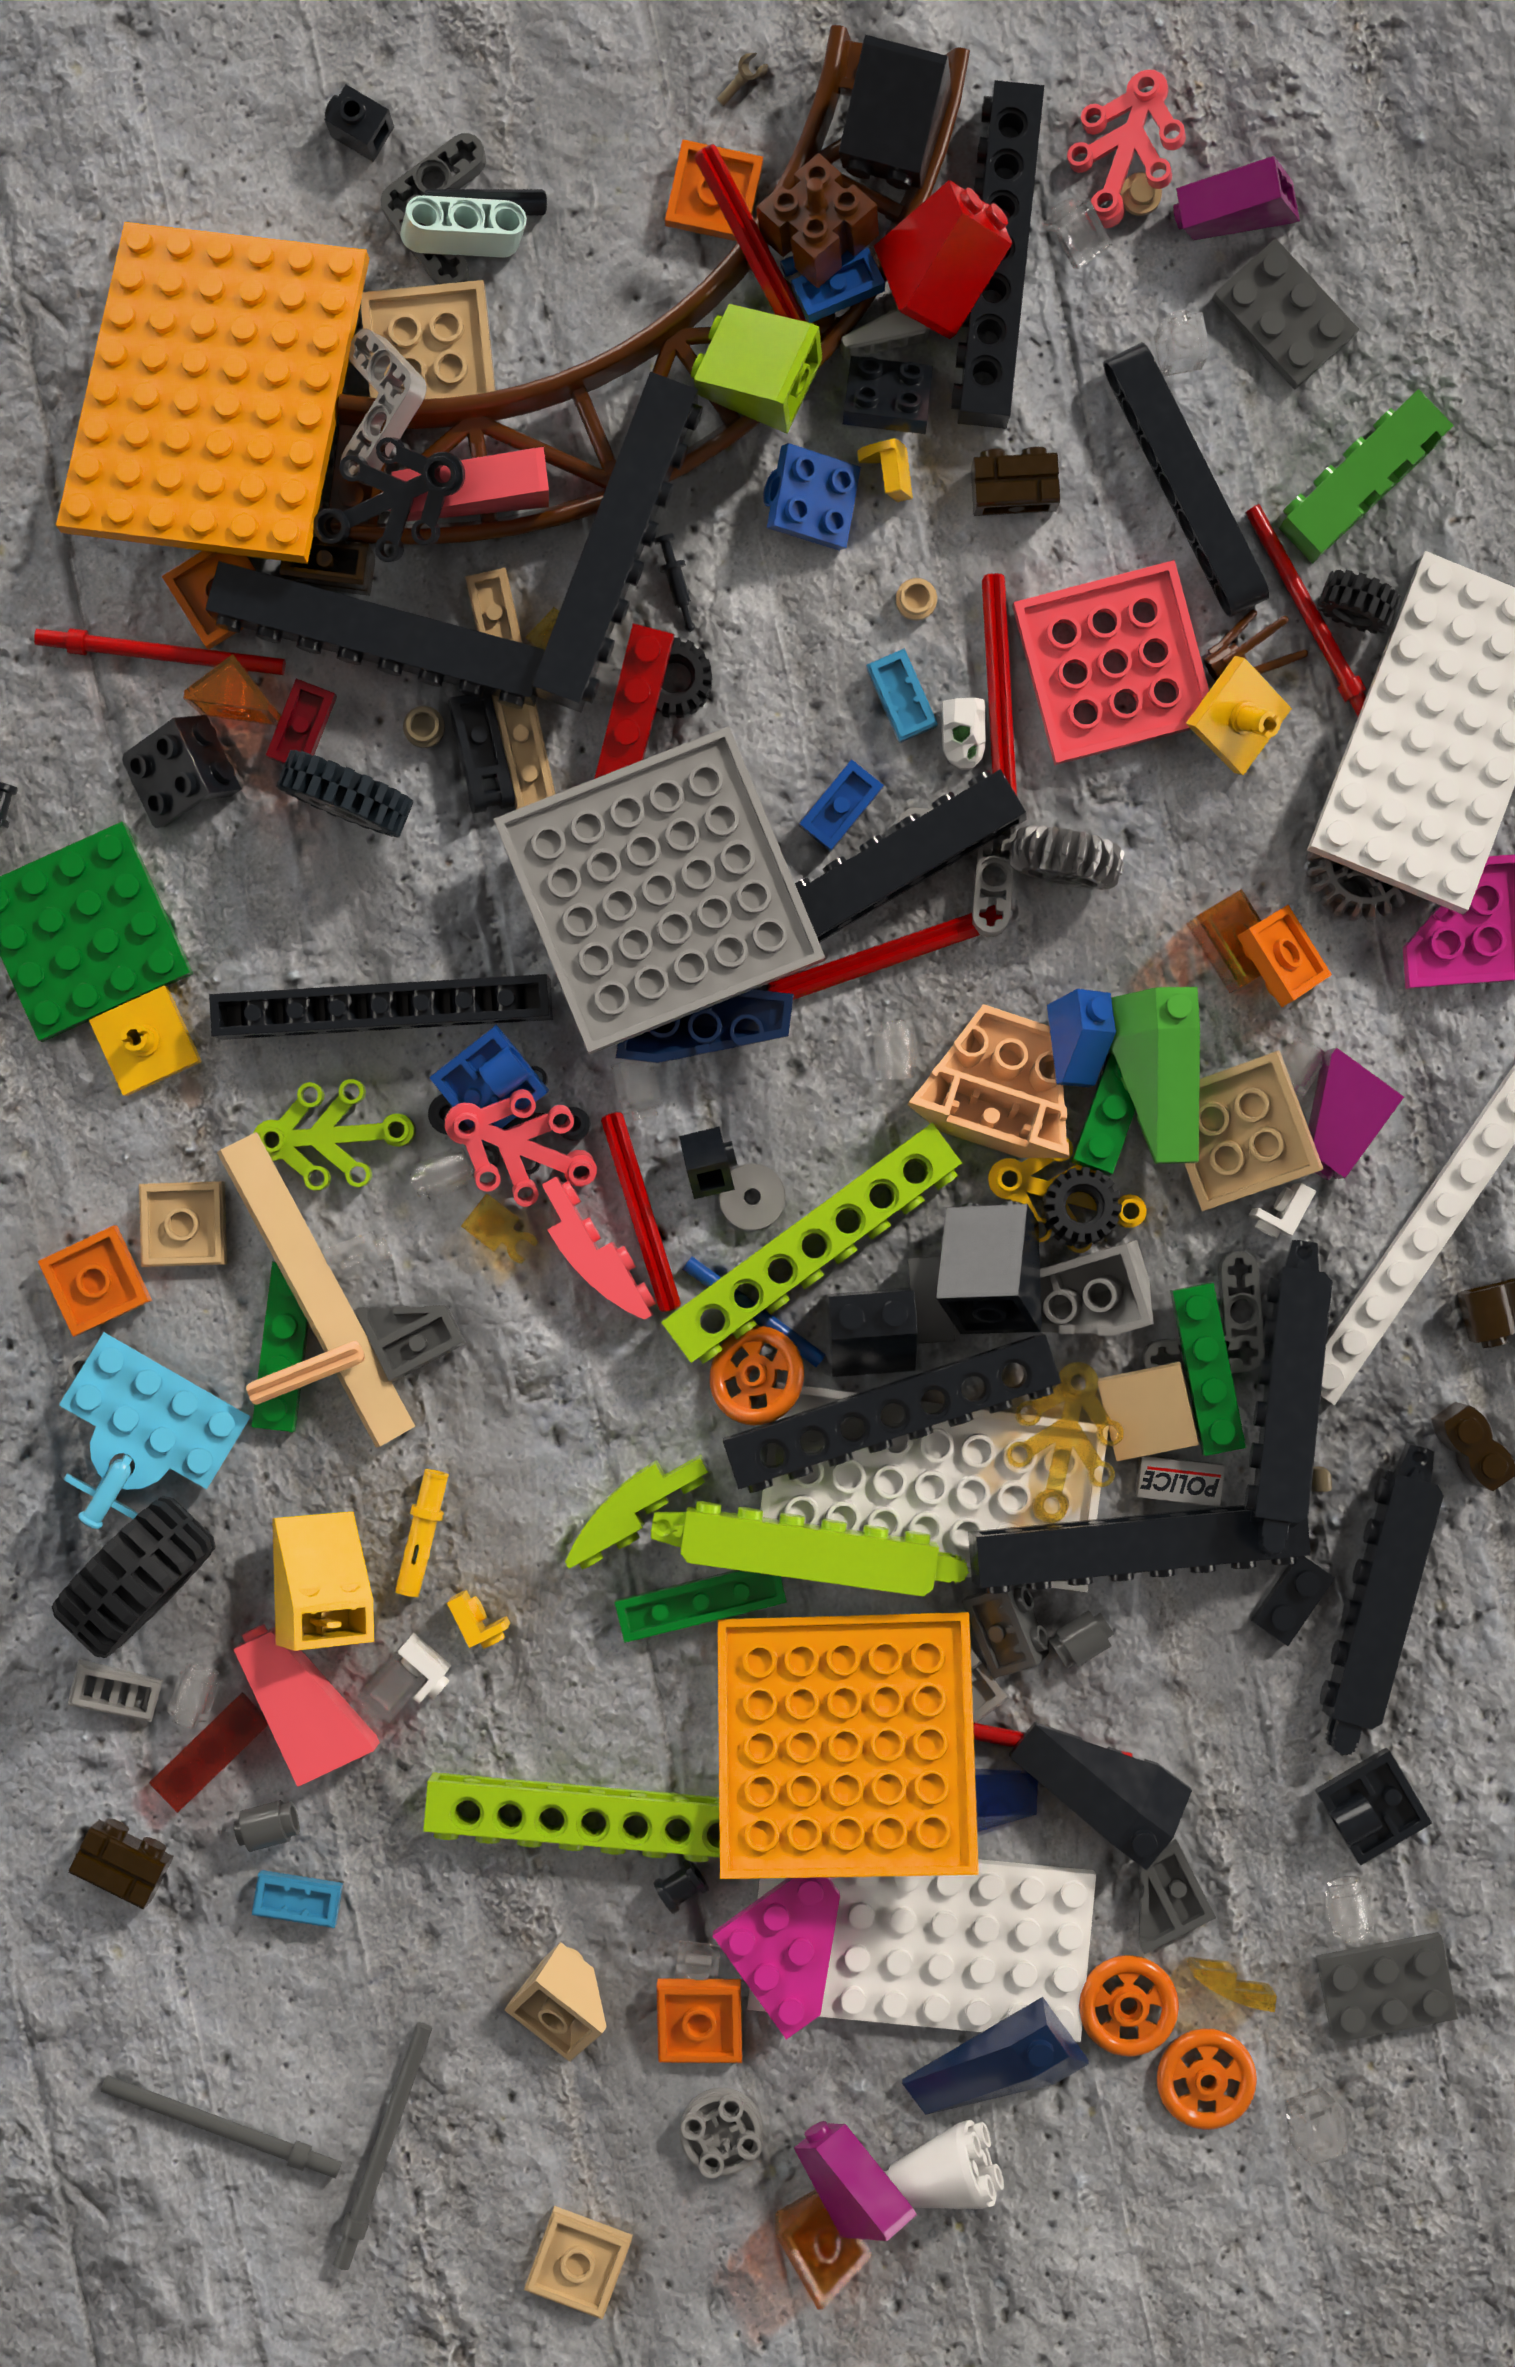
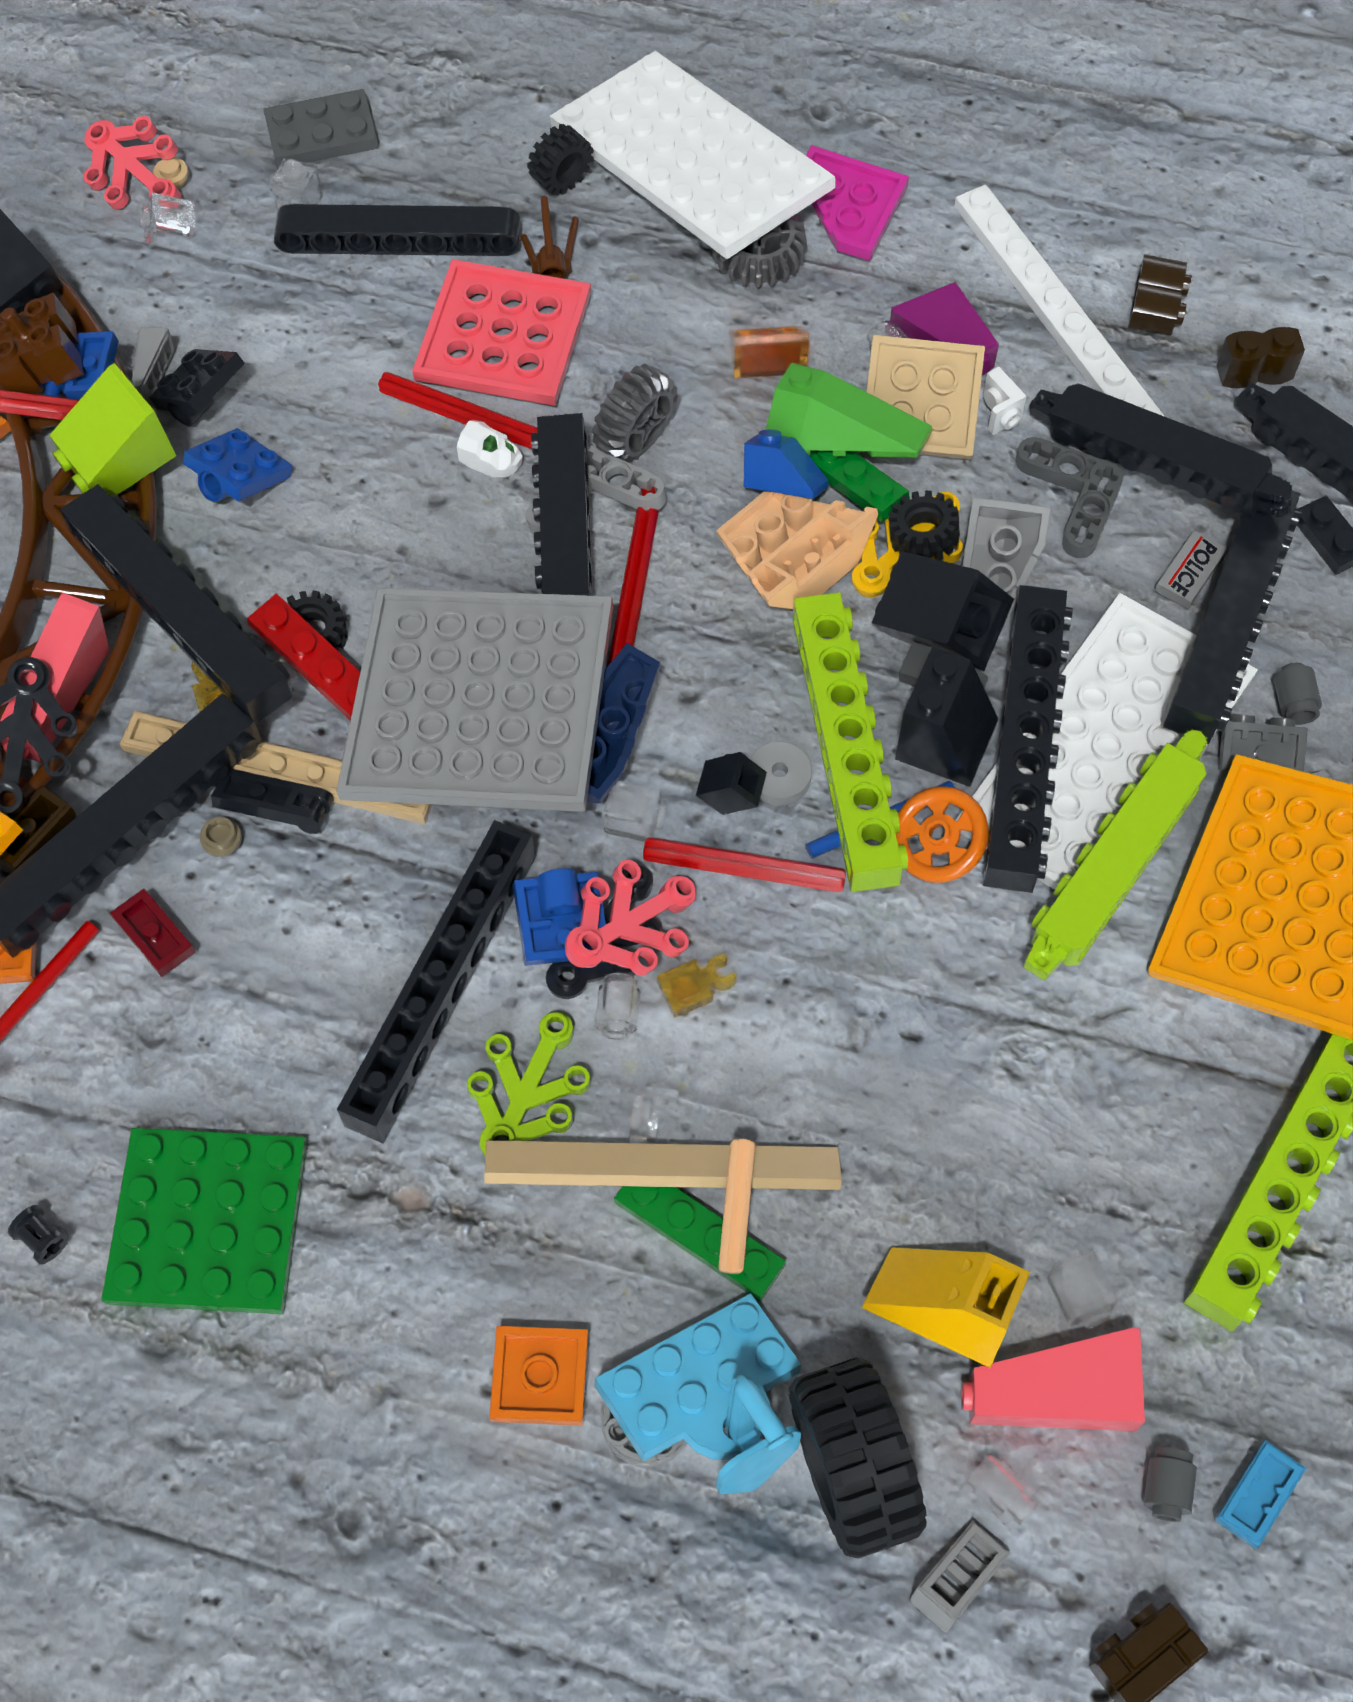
camera: 65 degrees left, 25 degrees down
(145, 1040) = (341, 1213): yellow tile -> none
(179, 769) = (119, 1056): black bracket -> none
(183, 1224) = (531, 1267): tan tile -> none
(209, 1752) = (1069, 1506): clear red plate -> none
(231, 694) = (93, 960): clear orange slope -> none
(345, 793) = (235, 903): black wheel -> none
(409, 1336) = (751, 1106): dark grey wing -> none
(422, 1530) = (942, 1190): yellow pin -> none
(422, 1659) = (1074, 1244): white bracket -> none
(469, 1616) = (1048, 1185): yellow bracket -> none
(602, 1268) = (776, 916): coral slope -> none
(618, 1515) = (1007, 1000): lime slope -> none
(675, 578) = (231, 593): black piece -> none
(697, 1603) = (1124, 980): green plate -> none
(841, 805) = (493, 557): blue plate -> none
(895, 466) = (244, 400): yellow tile -> none
(895, 1050) = (717, 607): clear brick -> none
(901, 695) = (433, 479): dark azure plate -> none
(916, 599) = (364, 437): tan plate -> none
(944, 257) = (121, 282): red slope -> none
(1015, 482) = (322, 333): dark brown brick -> none
(1020, 108) = (150, 271): black brick -> none
(1066, 1434) = (1116, 623): clear yellow plant -> none
(1151, 1409) = (1121, 560): tan tile -> none
(1208, 1369) = (1107, 502): green plate -> none
(1237, 201) = (220, 112): magenta slope -> none
(1239, 715) = (597, 264): yellow tile -> none
(1284, 956) = (814, 314): orange plate -> none
(1350, 687) = (620, 200): red bar -> none
(1365, 476) = (470, 119): bright green wedge -> none

